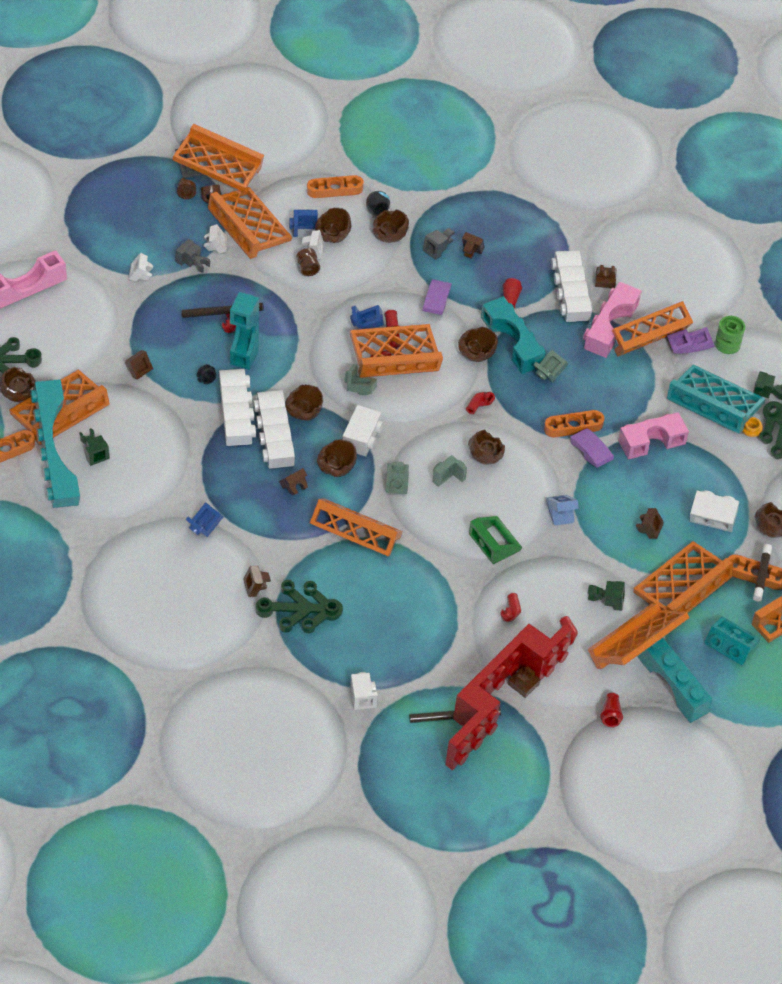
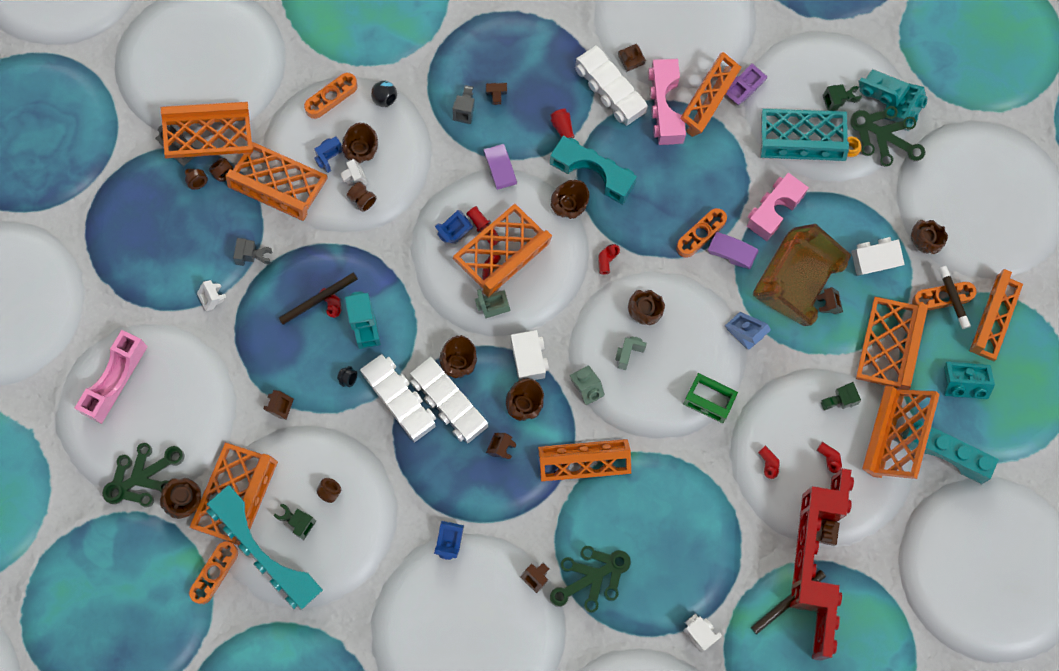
camera: 30 degrees left, 20 degrees up
(135, 439) = (328, 490): none -> reddish brown tile
(216, 239) = (261, 219): white tile -> none
(391, 226) = (411, 113): reddish brown hair -> none
(550, 366) = (646, 185): sand green bracket -> none
(611, 712) = (917, 517): red cone -> none
(643, 486) = (800, 272): none -> clear orange windscreen
(730, 334) = (777, 60): bright green wheel -> none

